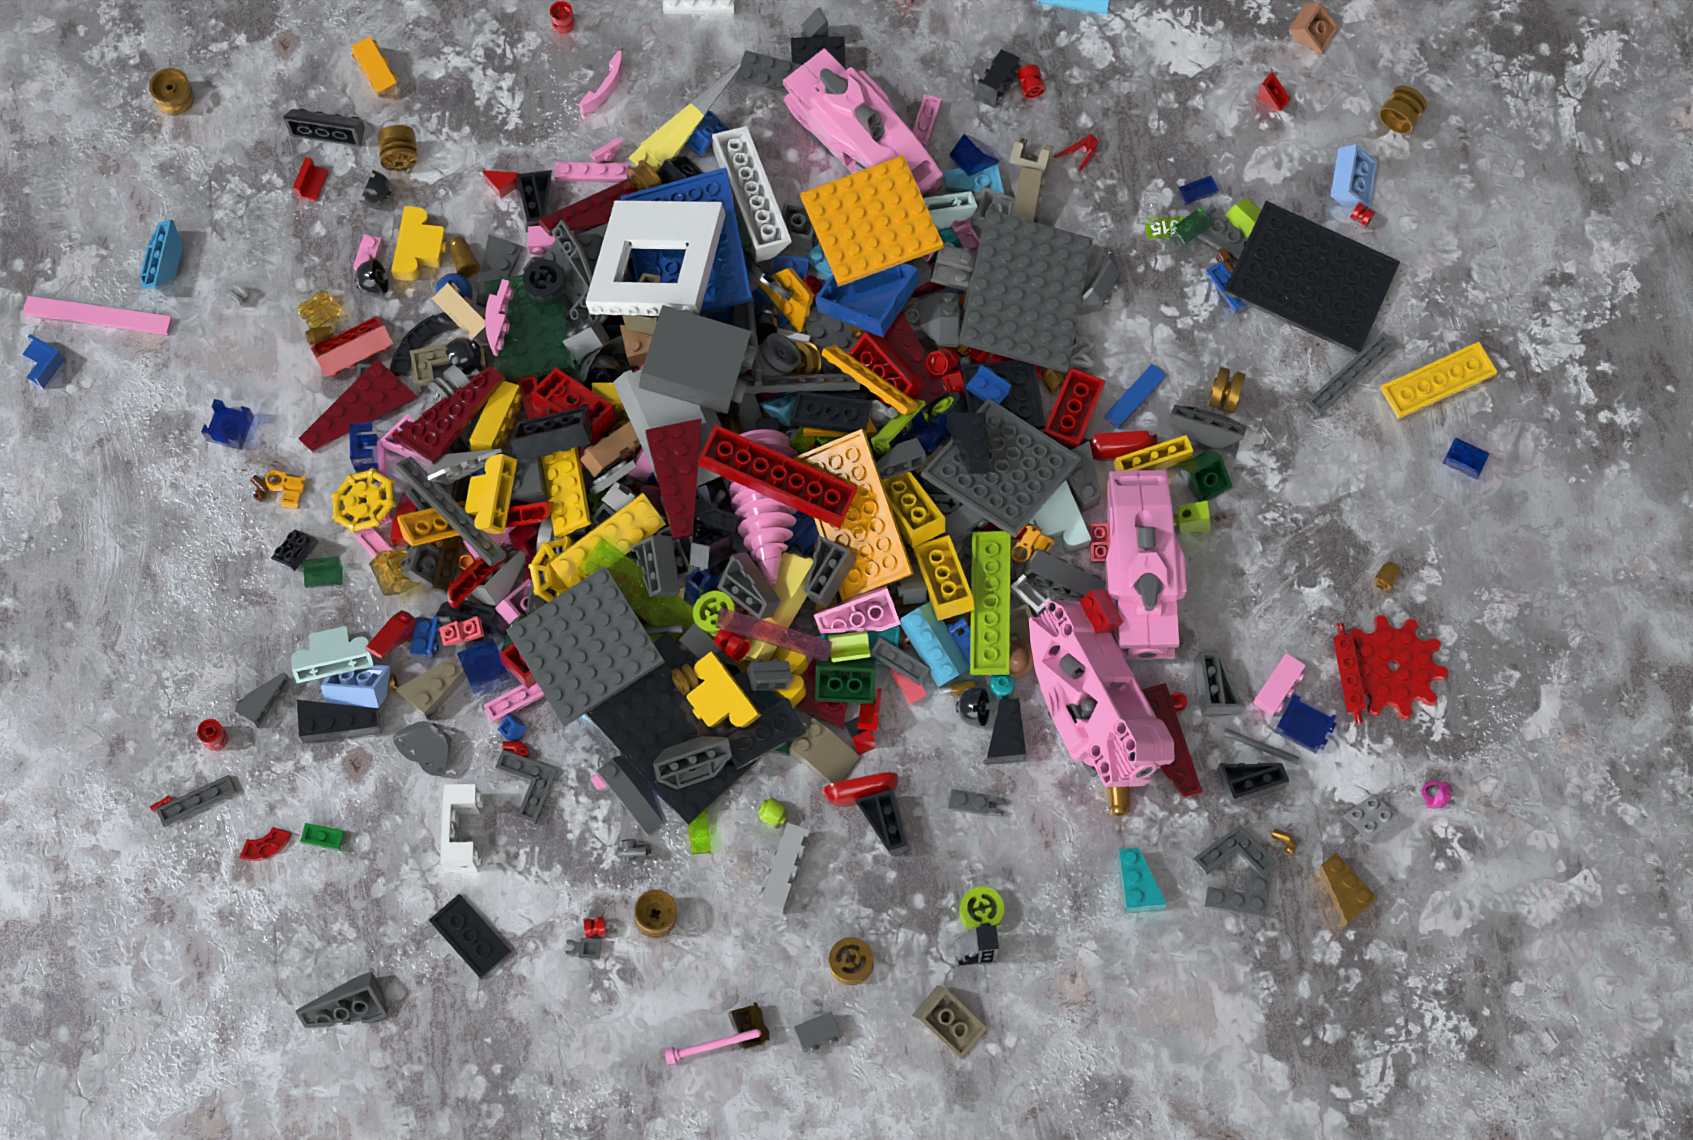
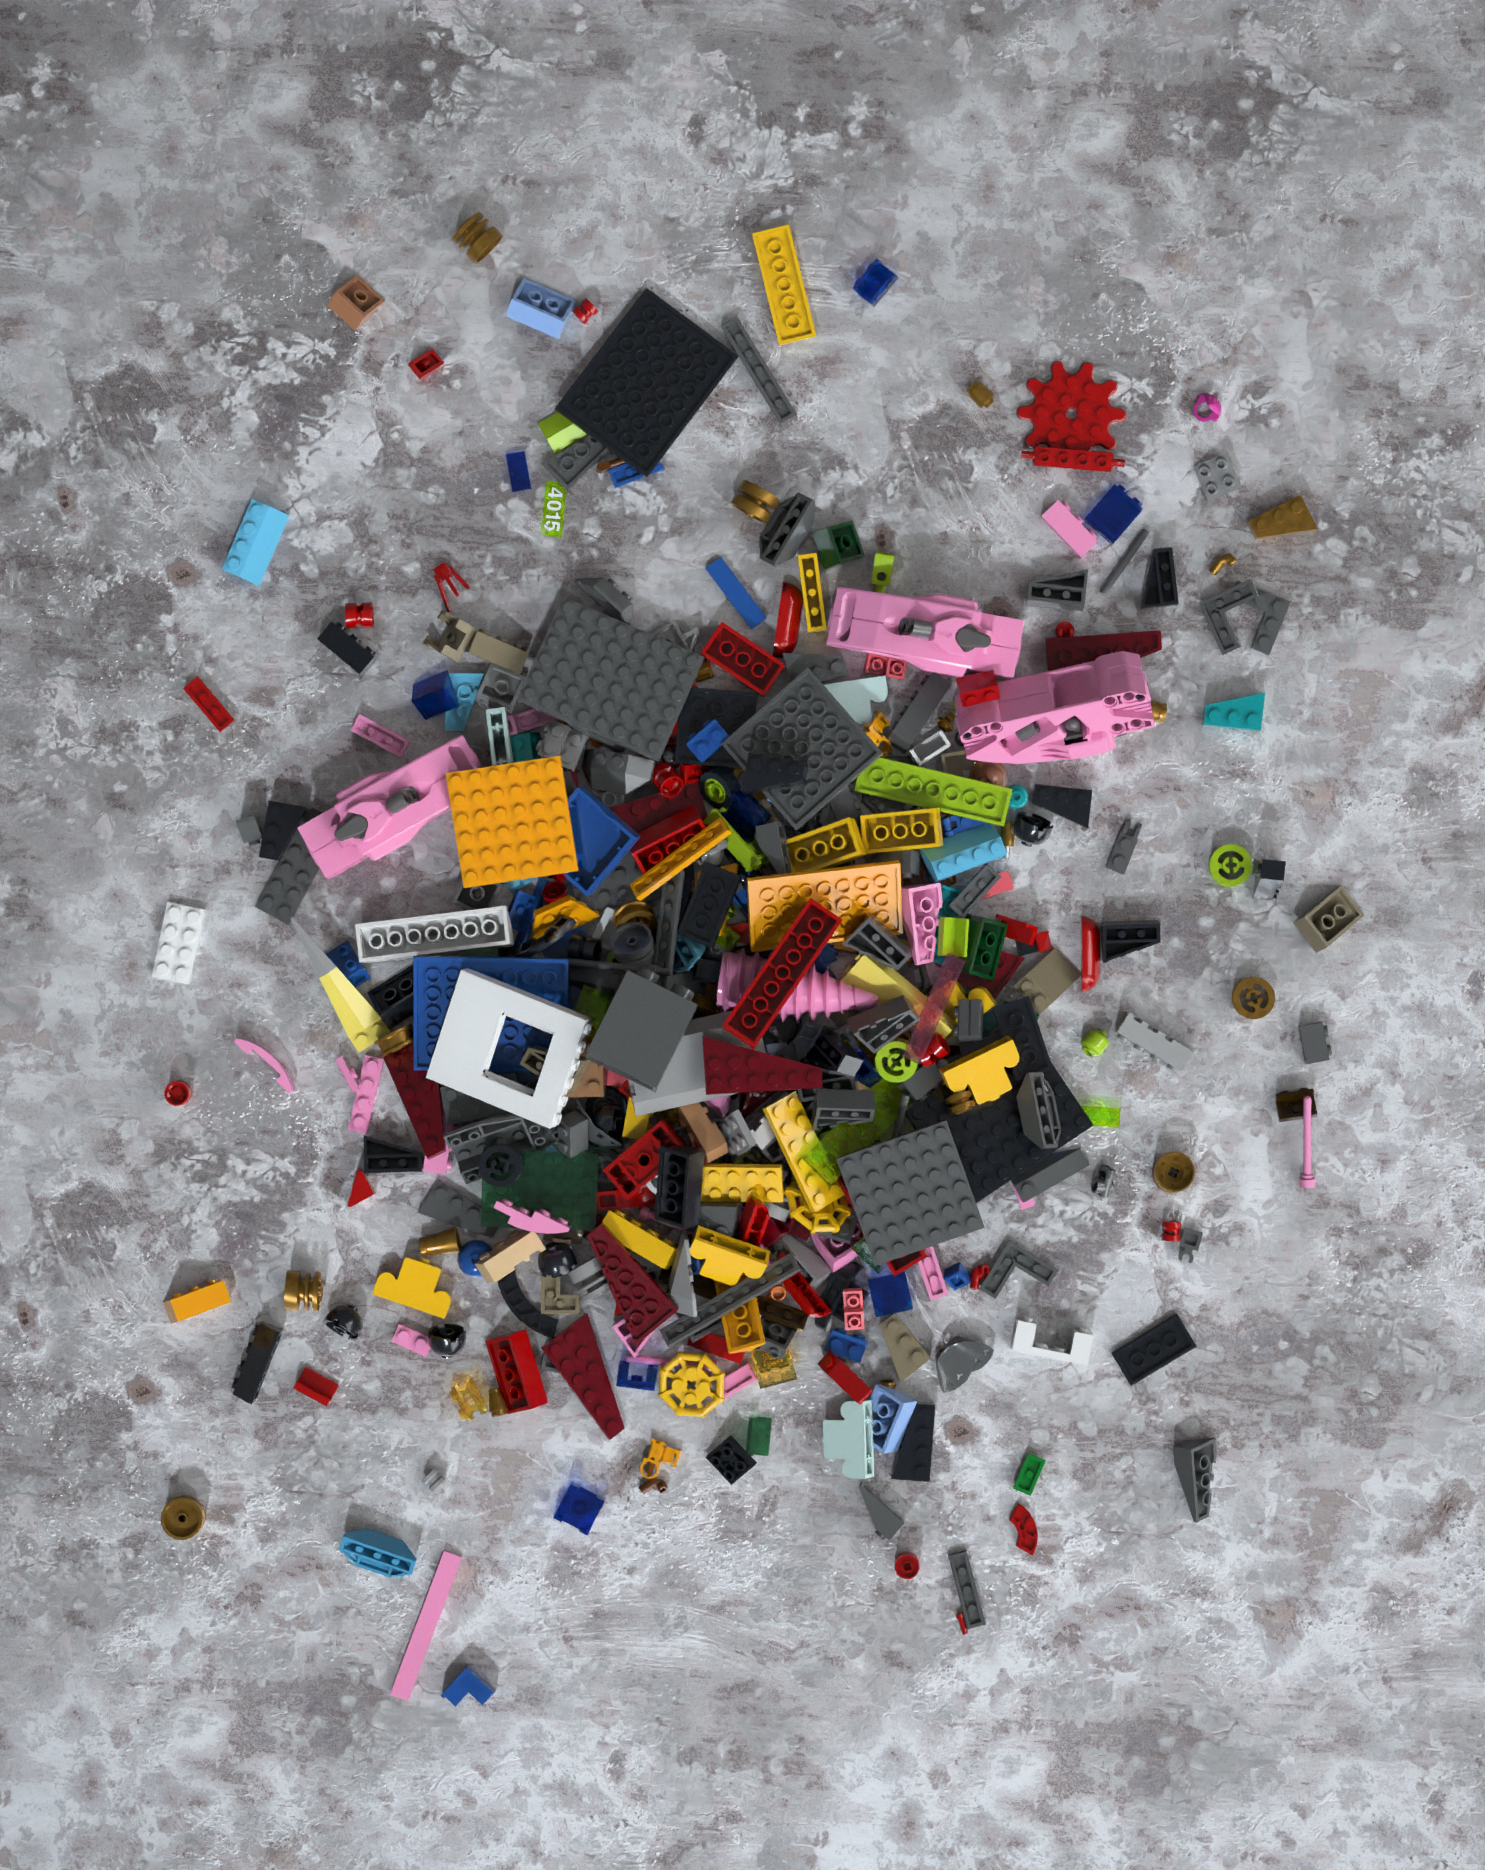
camera: 75 degrees left, 20 degrees up
(1191, 226) = (562, 491): clear green panel -> none

